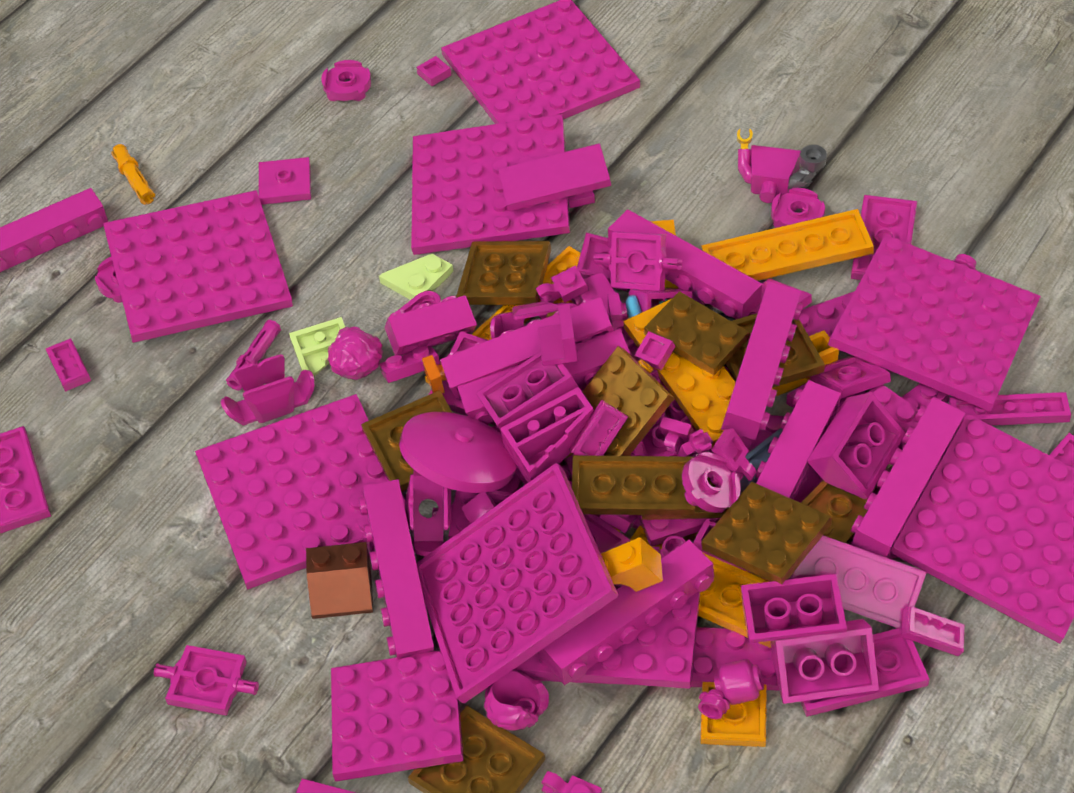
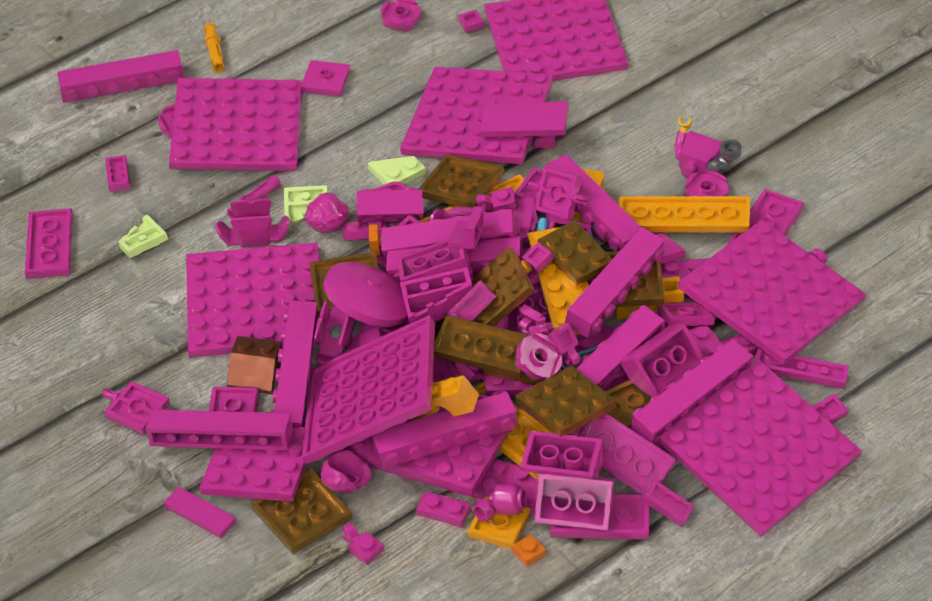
camera: 15 degrees right, 5 degrees down
(130, 442) = (142, 238): none -> yellowish green wing
(330, 643) = (234, 399): none -> dark pink tile
(332, 686) = (220, 429): none -> dark pink brick
(656, 714) = (443, 509): none -> dark pink plate
(786, 743) = (528, 550): none -> orange plate

